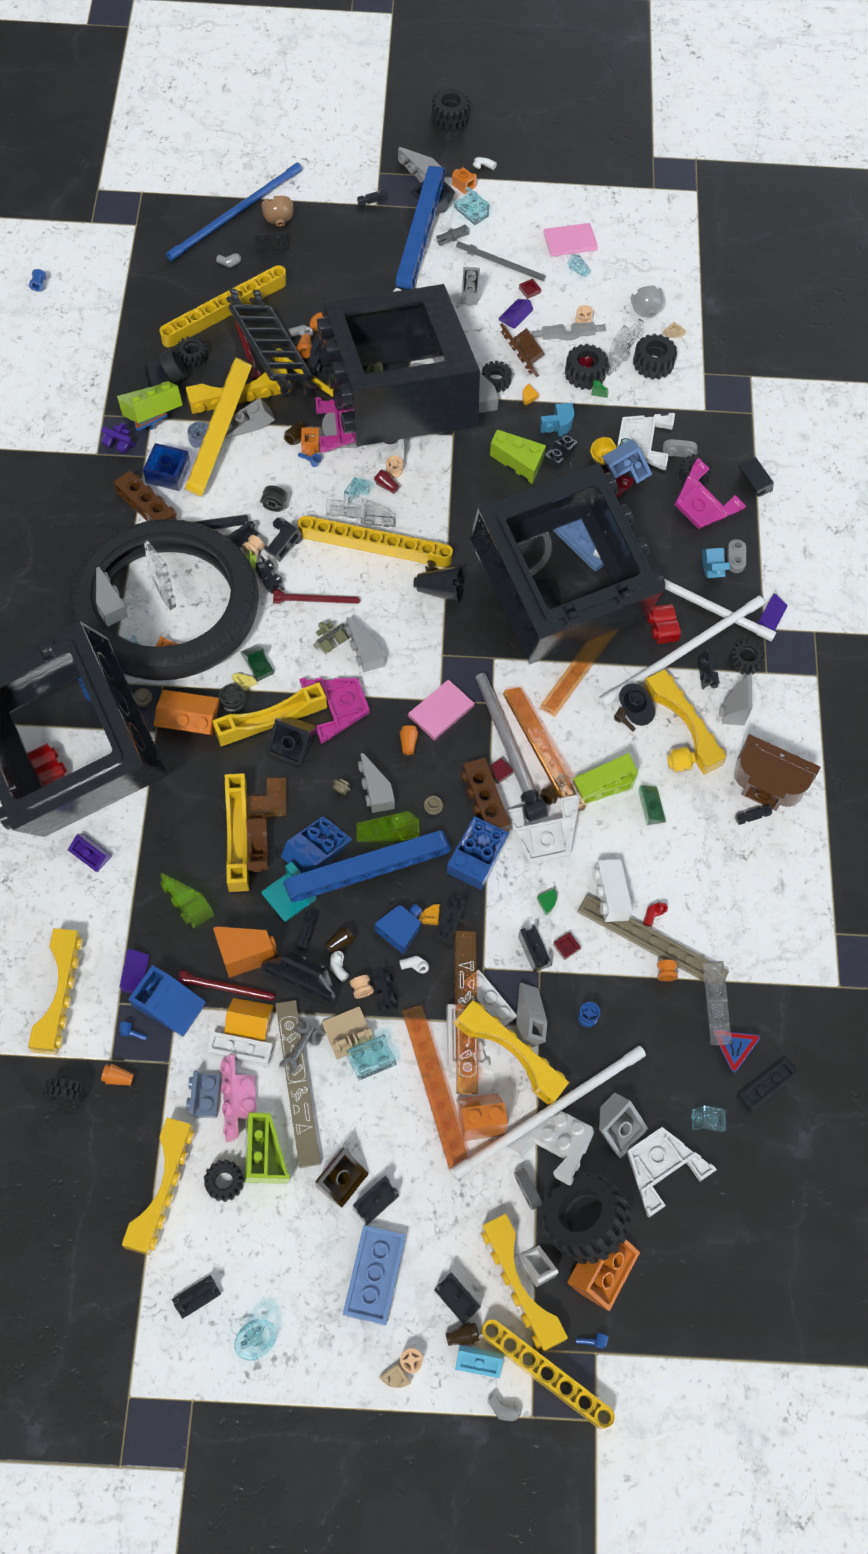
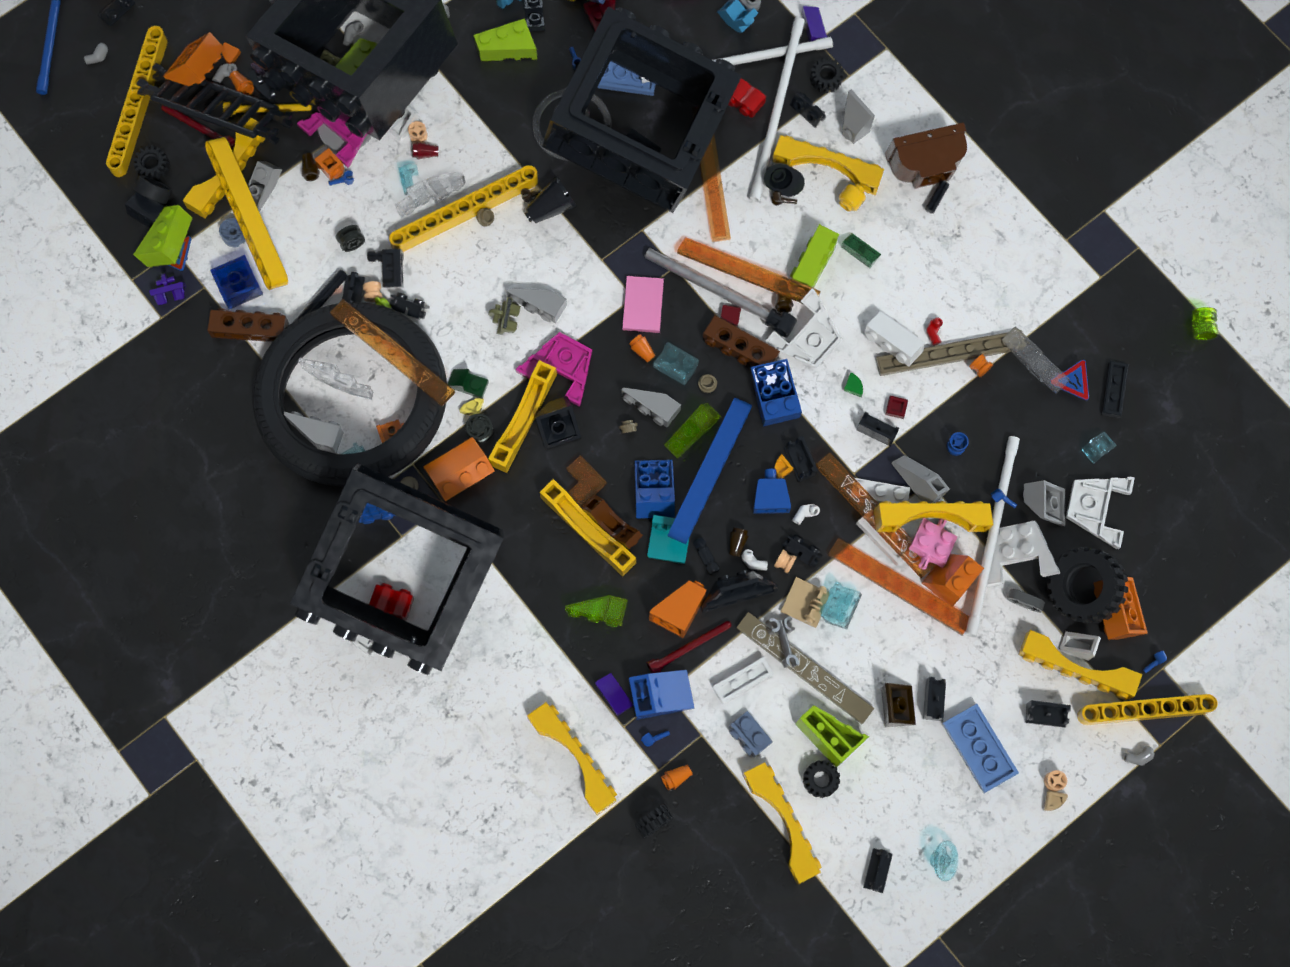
camera: 40 degrees left, 10 degrees up
(89, 852) = (489, 637): dark purple slope -> none
(217, 591) = (392, 352): none -> clear orange tile
(238, 1097) = (775, 716): bright pink bracket -> none
(248, 1019) = (728, 655): light orange slope -> none
(279, 596) = (434, 316): dark red piece -> none
(287, 307) = (195, 61): none -> orange slope
(384, 558) = (485, 217): none -> dark tan plate
(422, 771) = (676, 363): none -> clear light blue bracket
(463, 1335) = (1073, 733): dark brown cone -> none
(479, 1361) = (1098, 741): medium azure plate -> none
(491, 1073) = (933, 543): none -> bright pink plate
(584, 1082) = (998, 494): none -> blue hand

